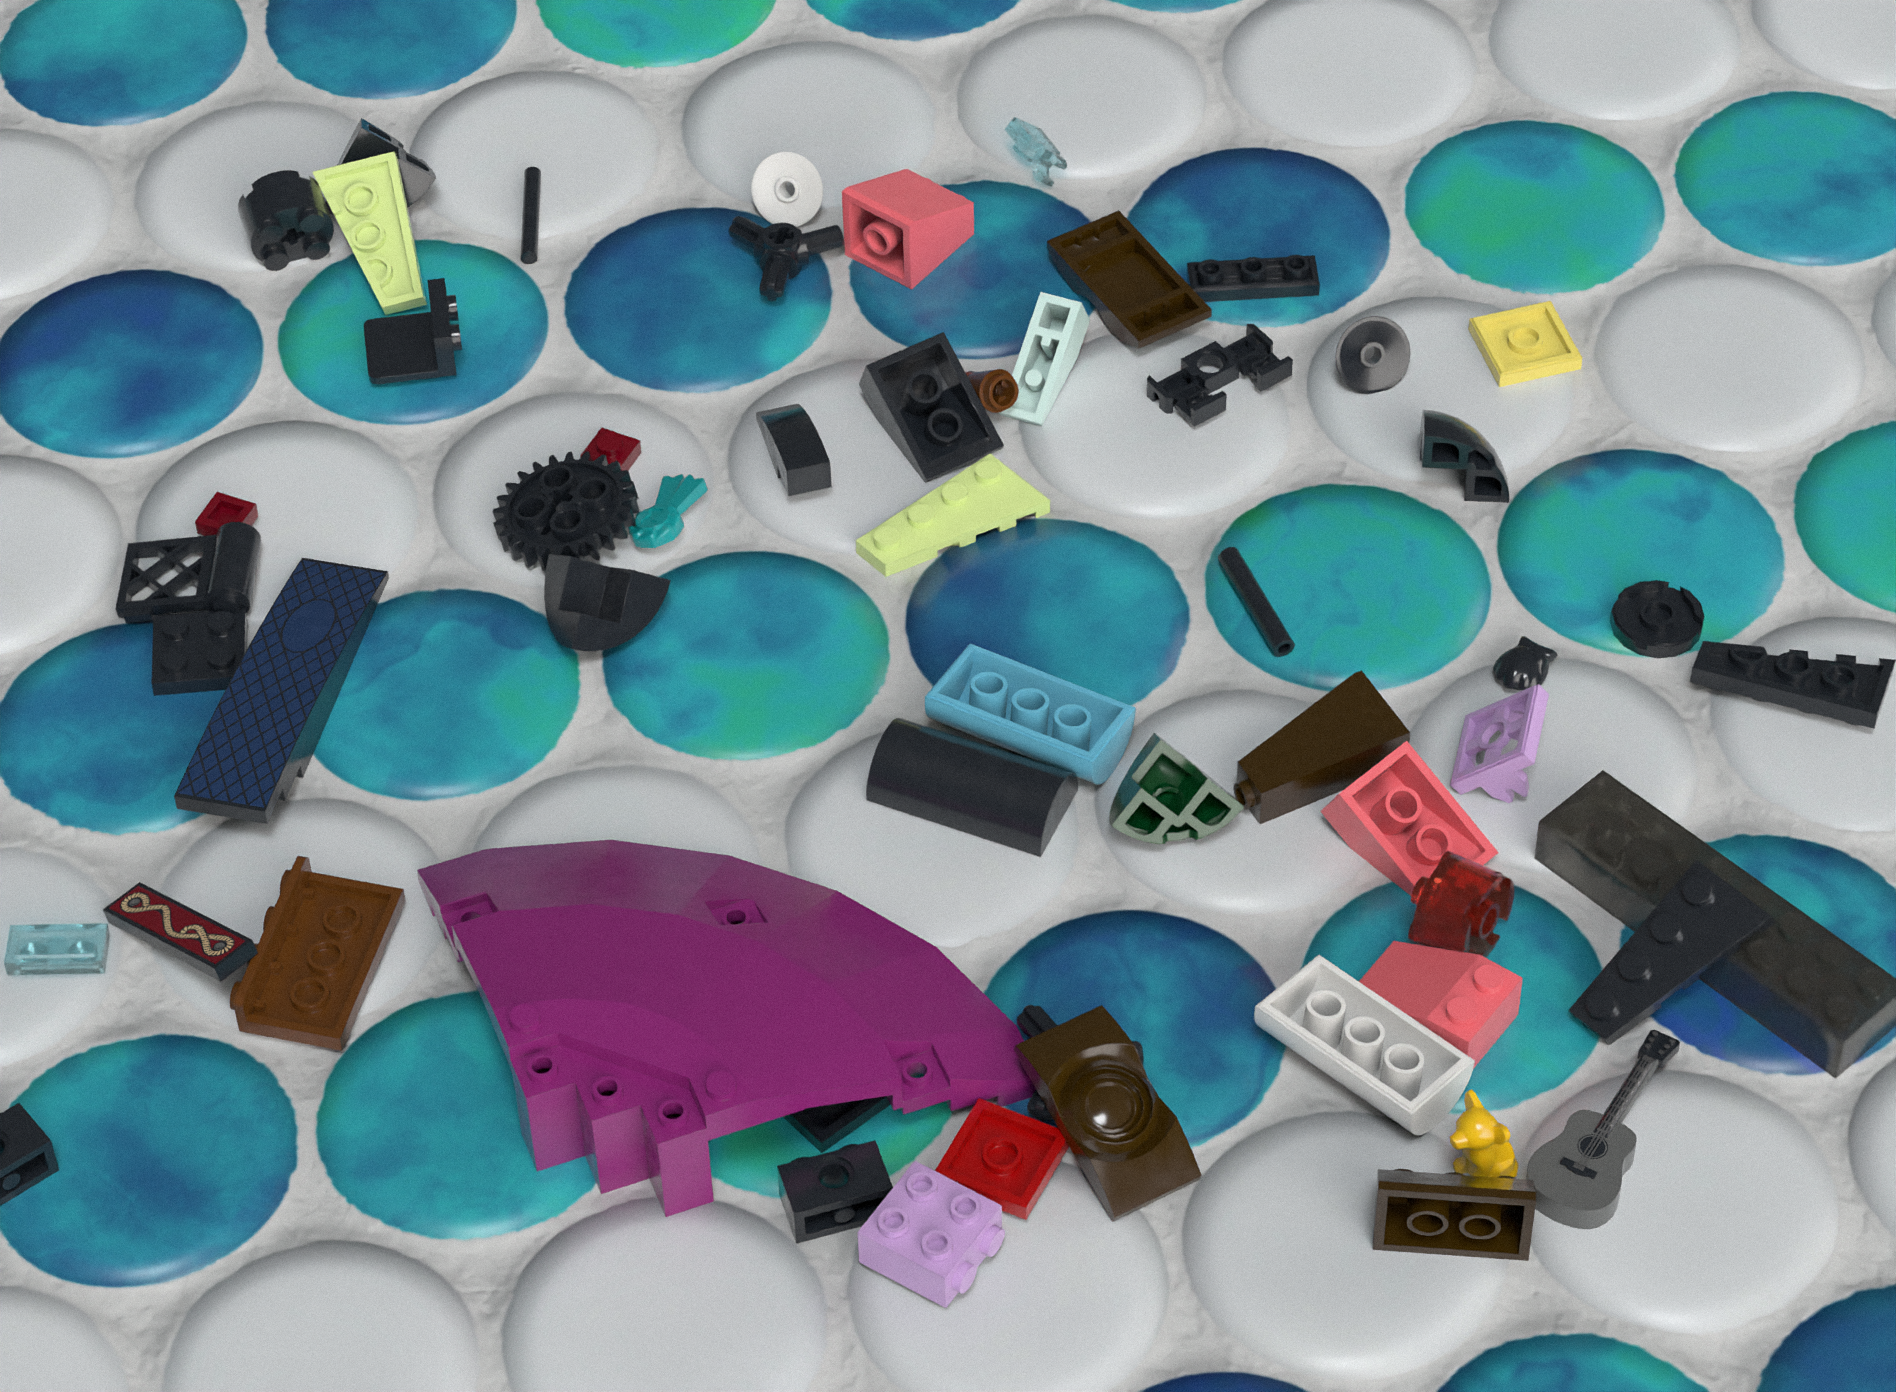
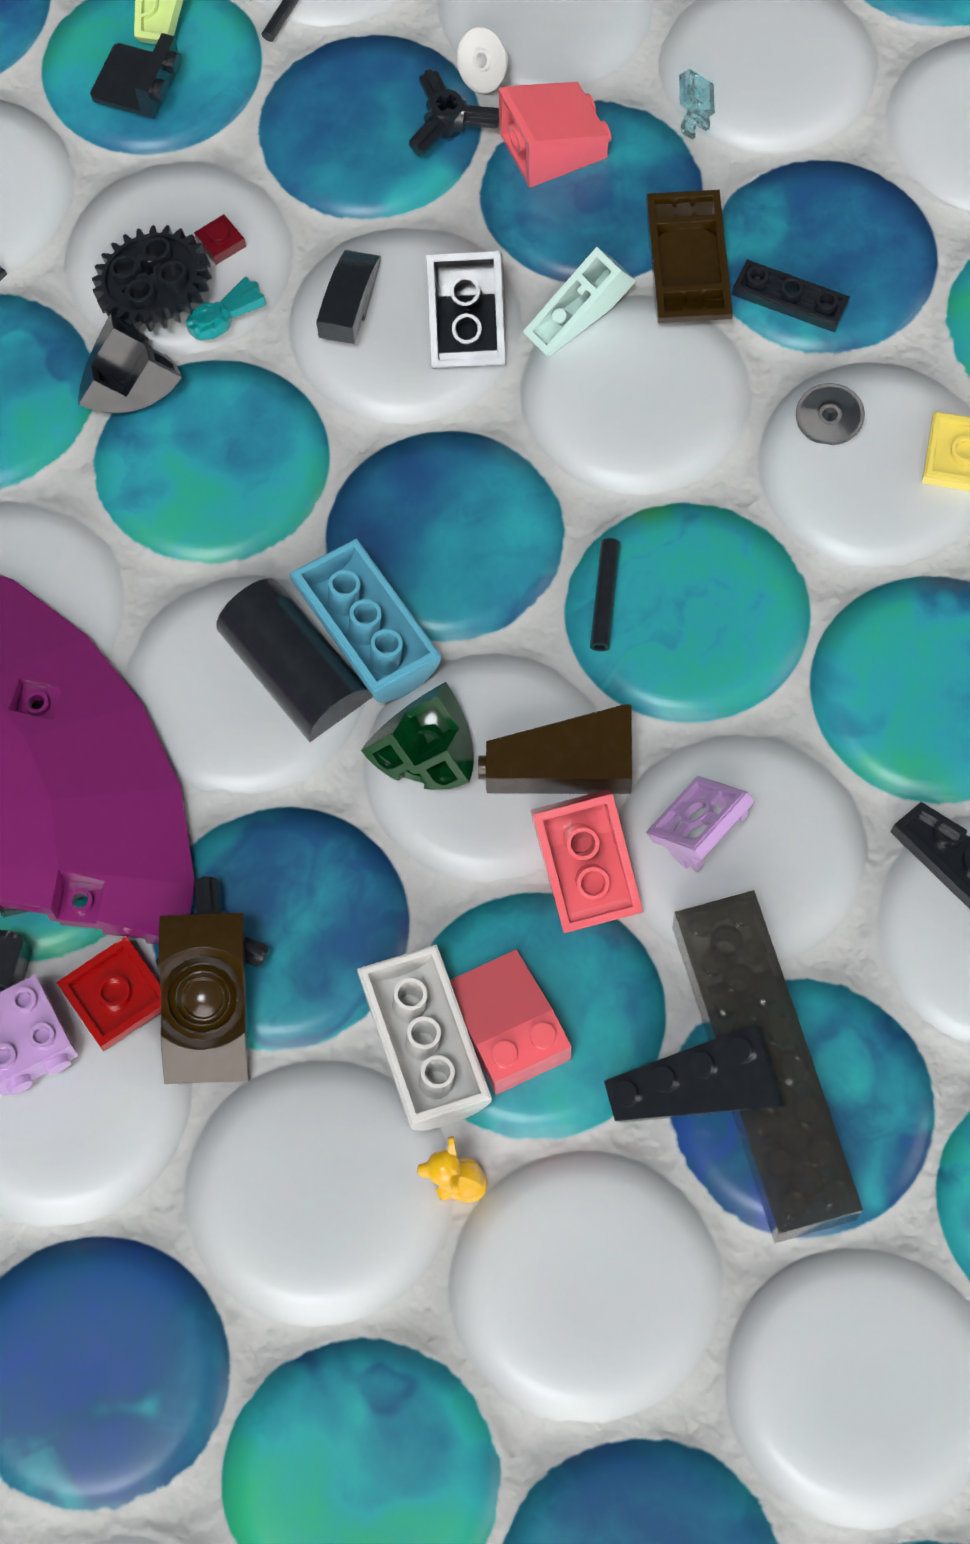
camera: 30 degrees right, 20 degrees up
(952, 515) = (444, 406): yellowish green wing -> none
(994, 388) = (520, 311): reddish brown cone -> none
(1247, 355) = (676, 374): black piece -> none
(1454, 1214) = (399, 1213): dark brown slope -> none
(1455, 444) = (839, 533): black brick -> none
(1460, 906) = (569, 956): clear red brick -> none
(1524, 665) = (770, 753): black animal -> none
(1584, 1166) = (522, 1226): dark grey piece -> none
(1657, 619) = (904, 759): black tile -> none

